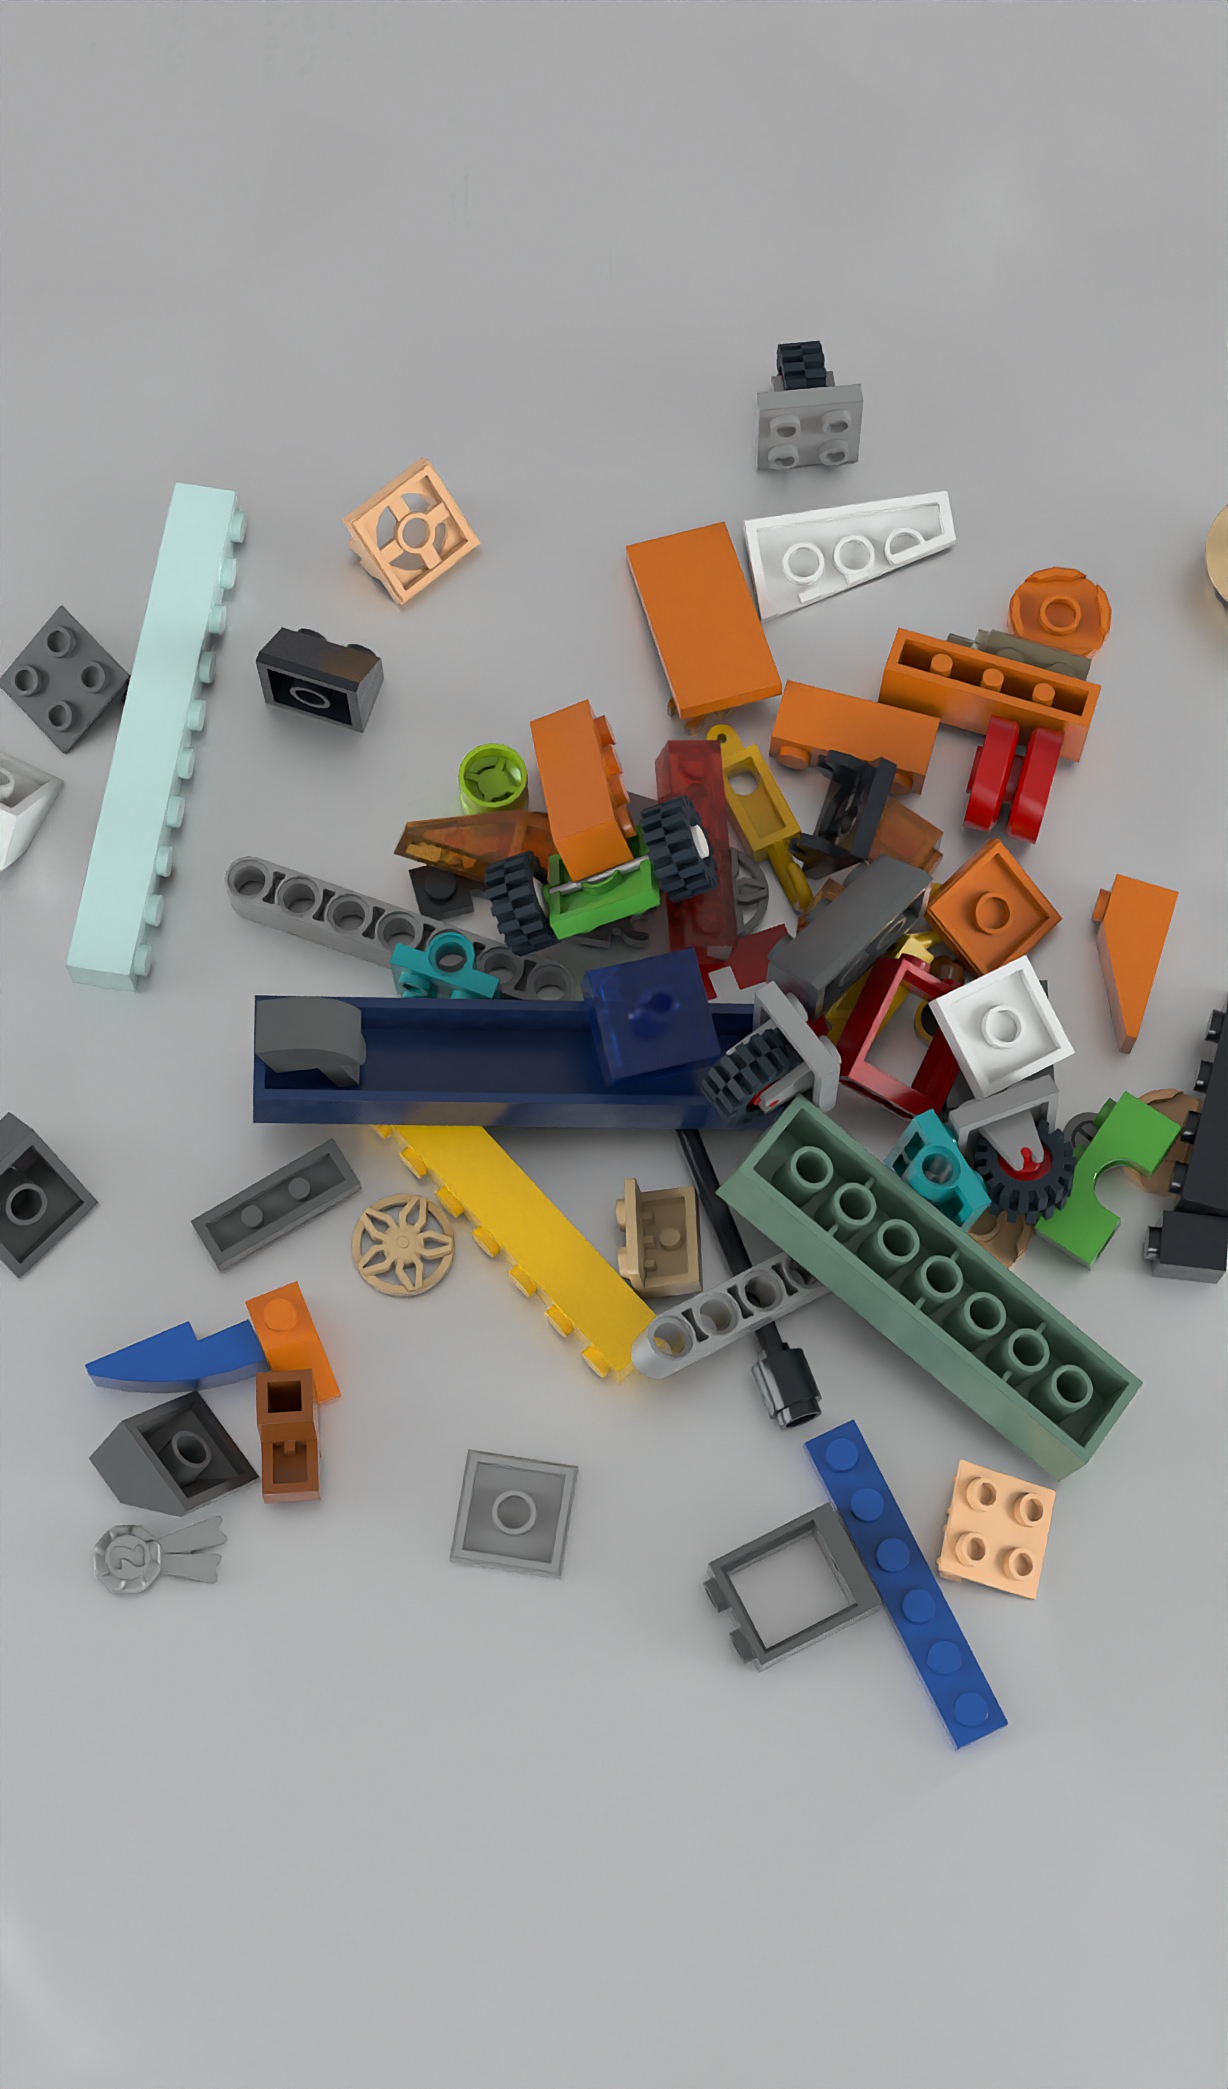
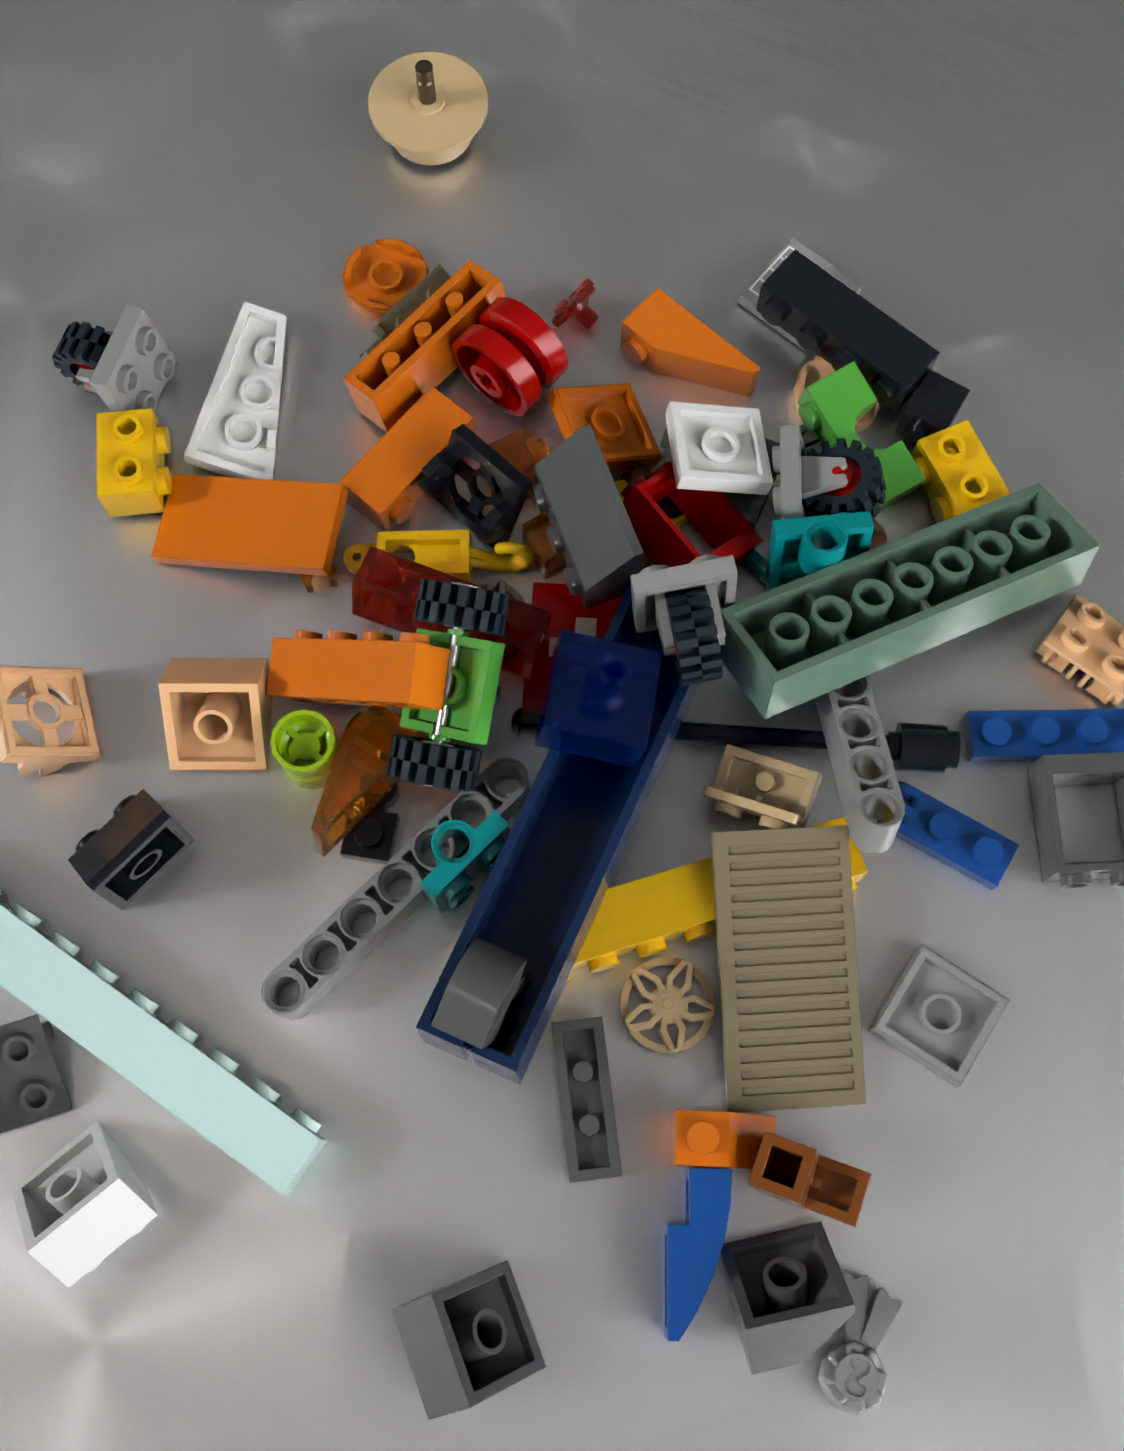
camera: 65 degrees left, 0 degrees up
(487, 1336) = (787, 968): none -> dark tan window
(492, 685) = (216, 713): none -> light nougat slope
(708, 1455) = (954, 838): none -> blue hinge
(711, 476) = (132, 462): none -> yellow brick
(1121, 1296) = (957, 471): none -> yellow brick
(1123, 823) = (577, 306): none -> clear red plant

